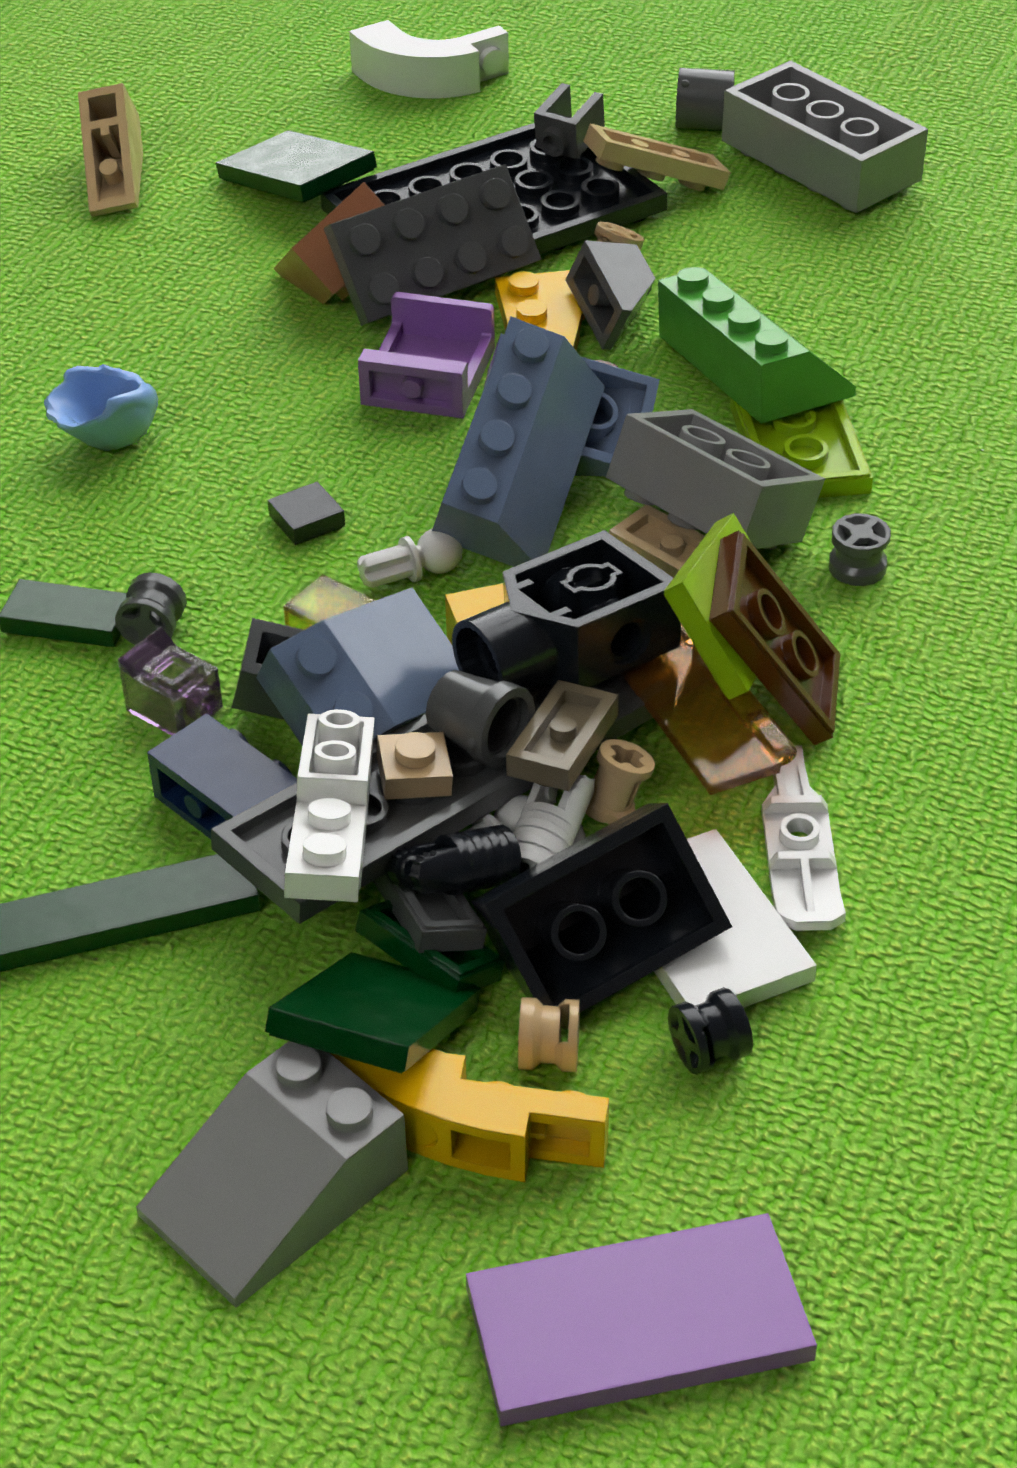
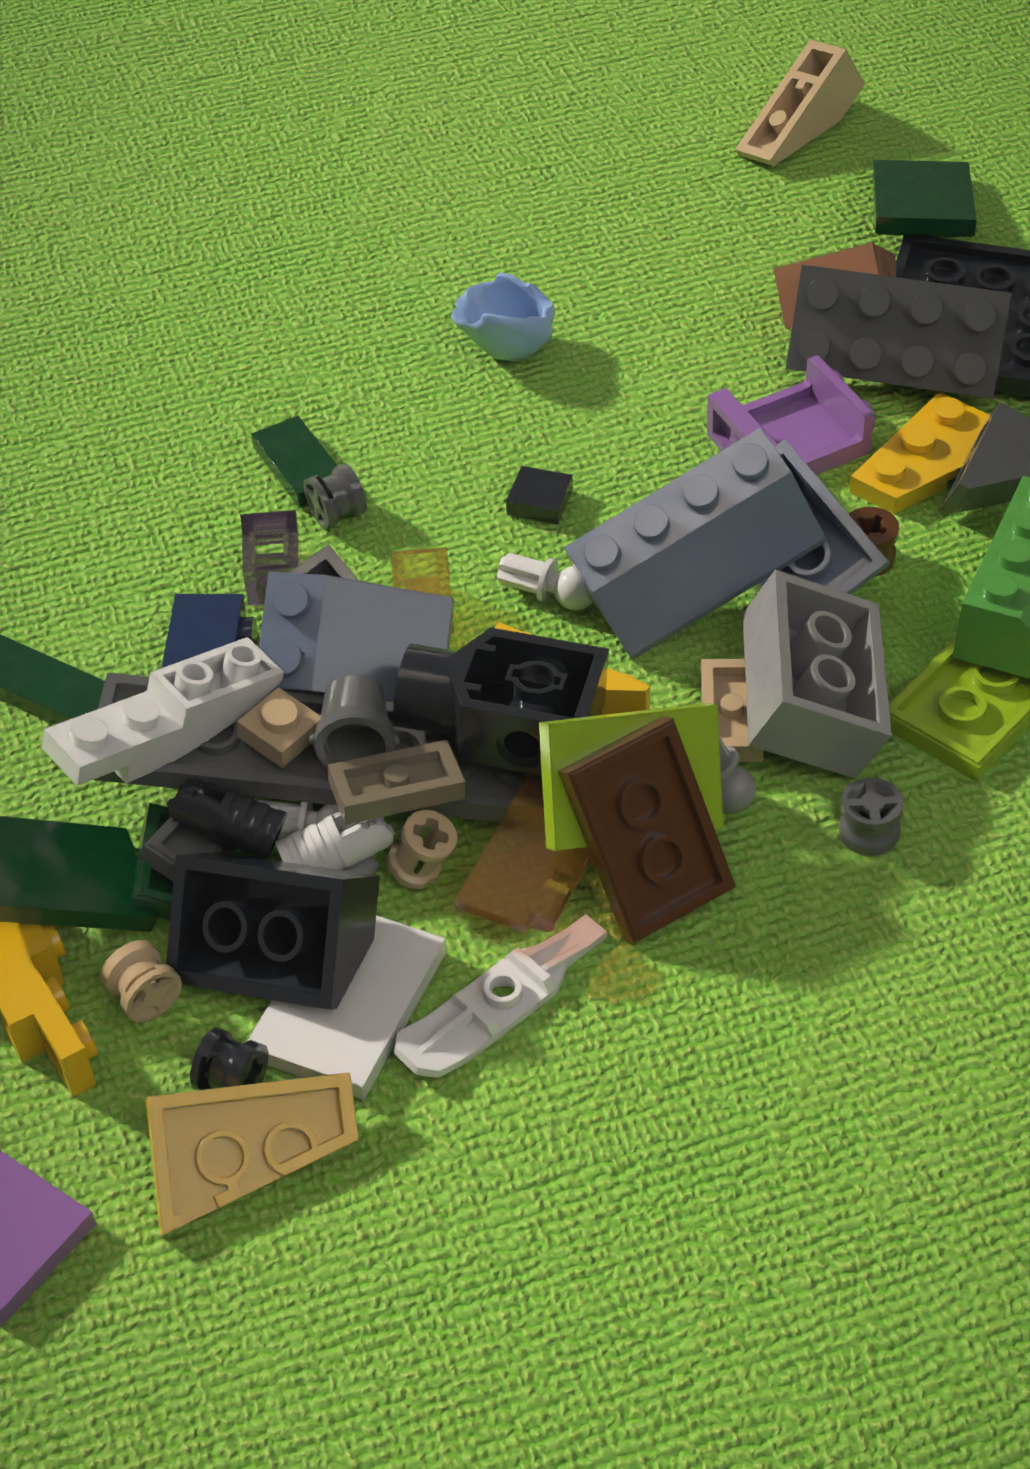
camera: 50 degrees right, 5 degrees up
(795, 1070) = (240, 1138): none -> yellow wing

